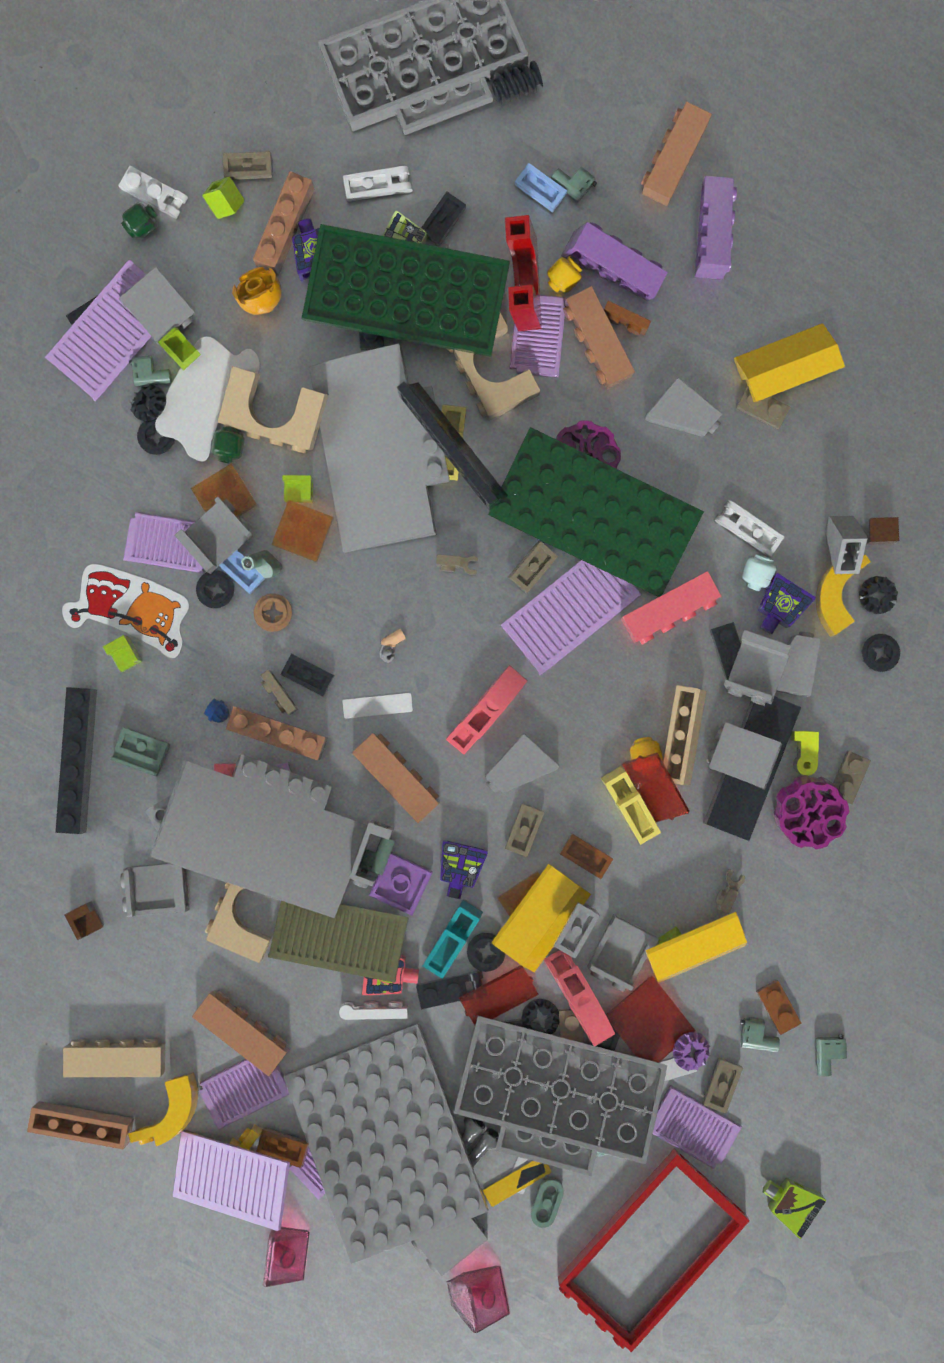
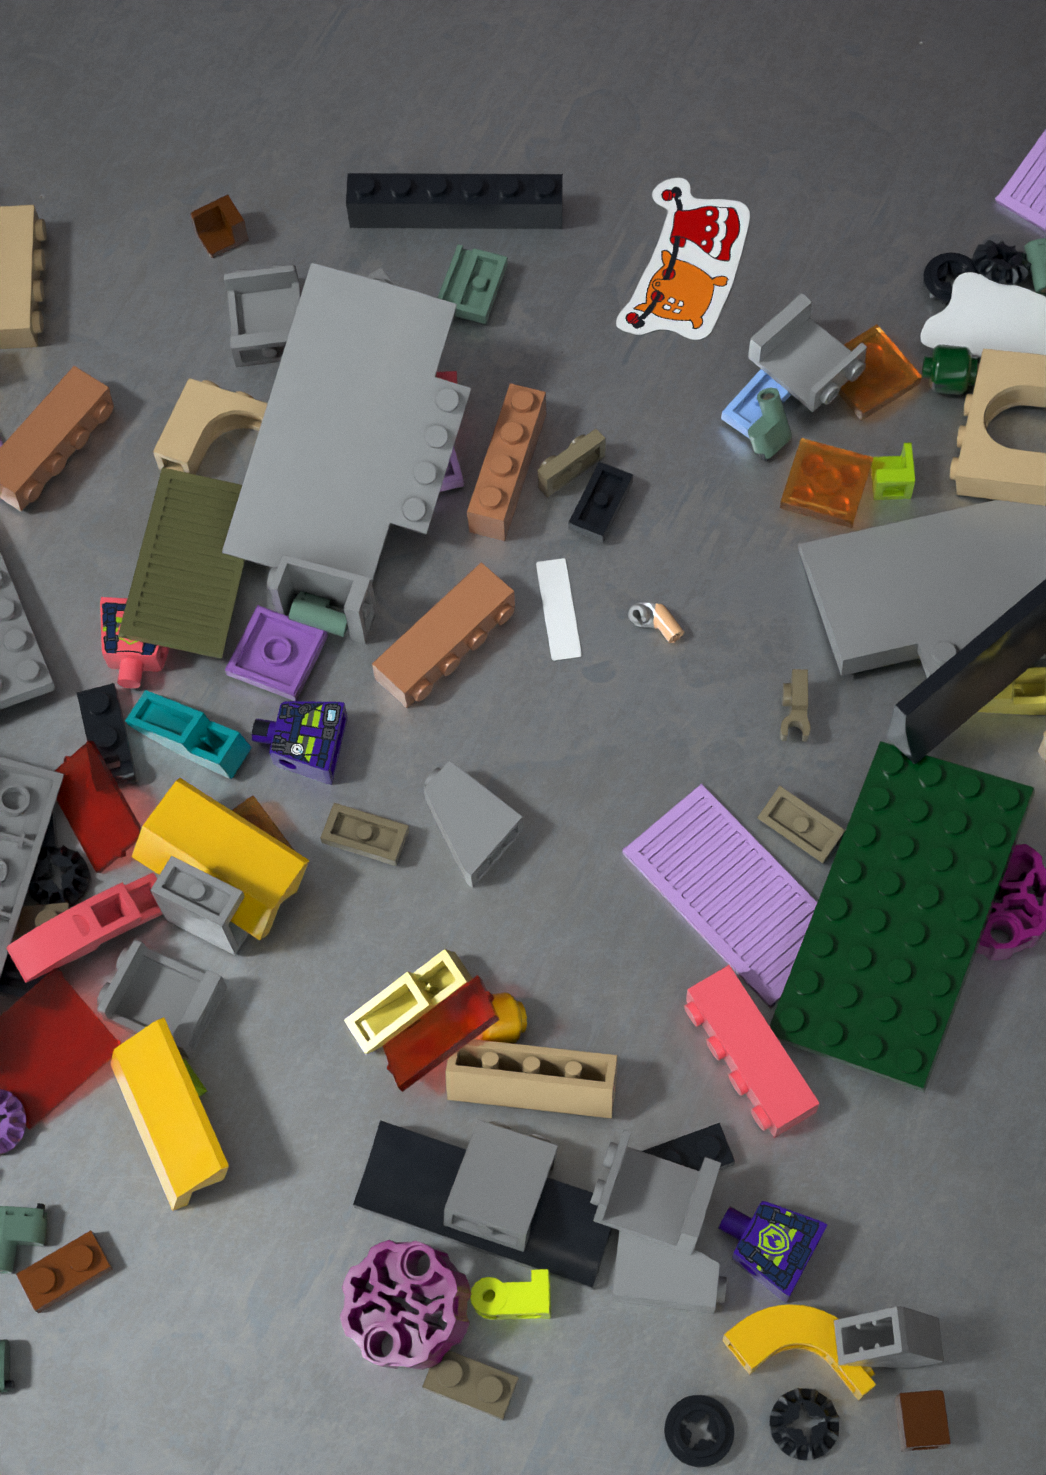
camera: 90 degrees right, 20 degrees down
(123, 653) = (622, 255): lime panel -> none
(153, 542) = (785, 276): lavender window -> none
(205, 595) = (714, 358): black gear -> none
(217, 711) = (539, 377): blue plate -> none
(265, 603) = (709, 442): medium nougat gear -> none
(373, 1010) = (76, 620): white plate -> none
(475, 957) = (158, 772): black gear -> none
(487, 710) = (561, 763): coral slope -> none
(586, 856) = (323, 933): dark orange plate -> none
(728, 896) = (254, 1168): dark tan plate -> none
(750, 528) = (900, 1184): white plate -> none
(759, 572) = (827, 1199): light aqua head -> none

